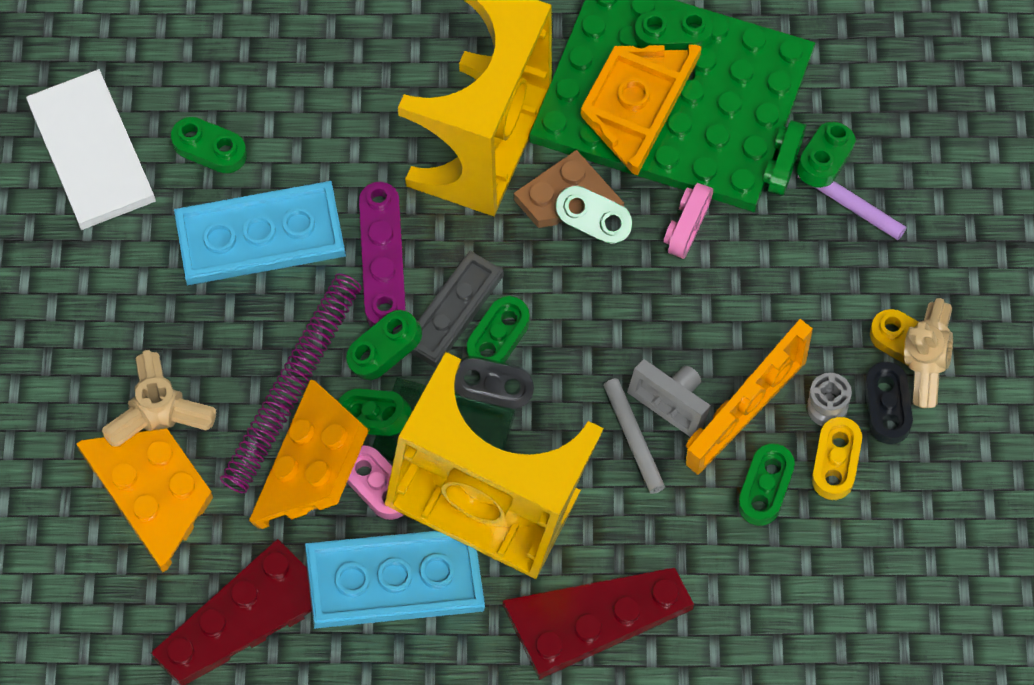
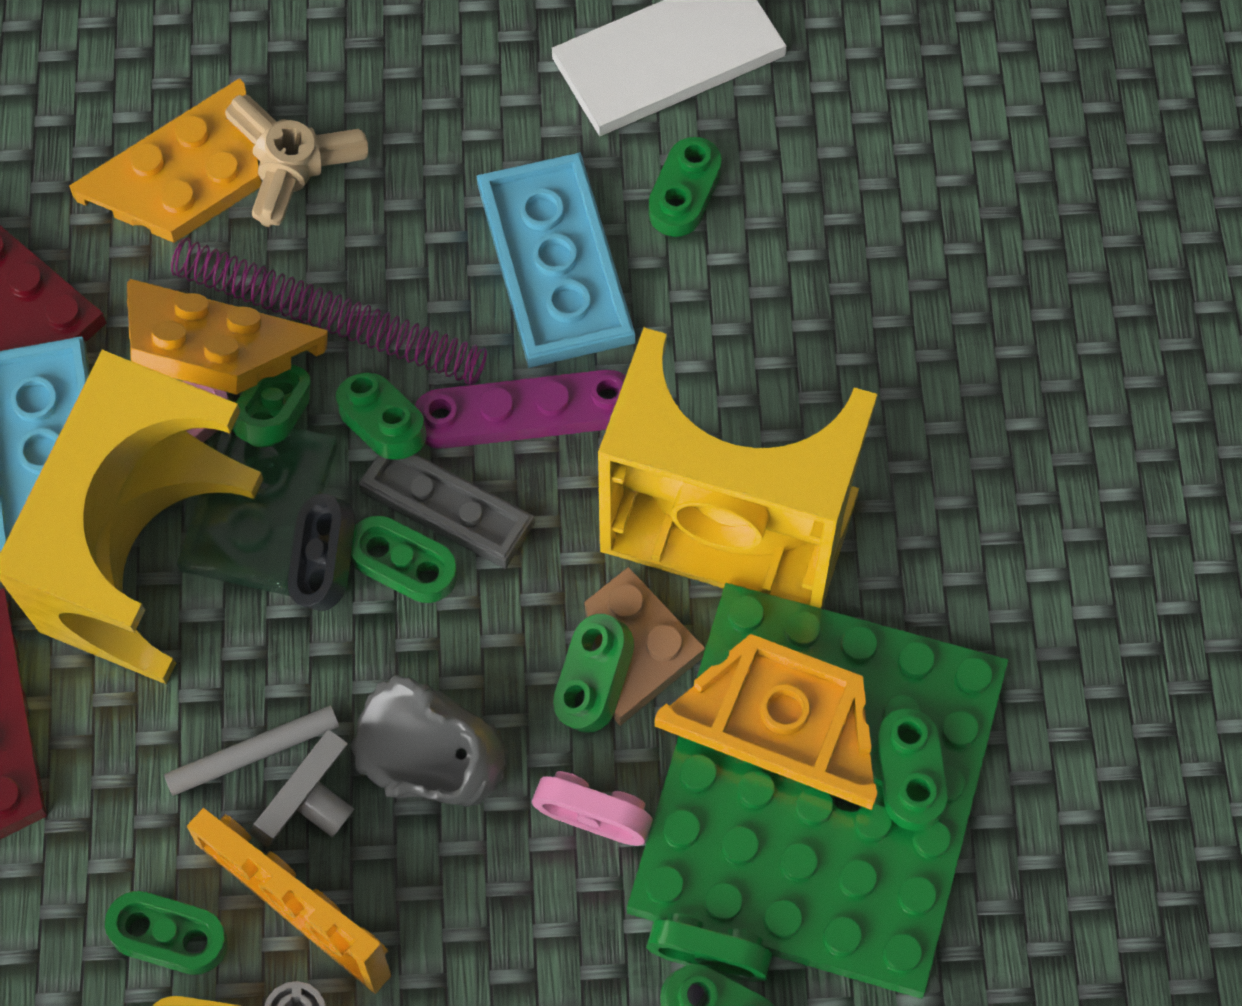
camera: 85 degrees right, 0 degrees up
(643, 315) = (412, 740): none -> dark grey piece

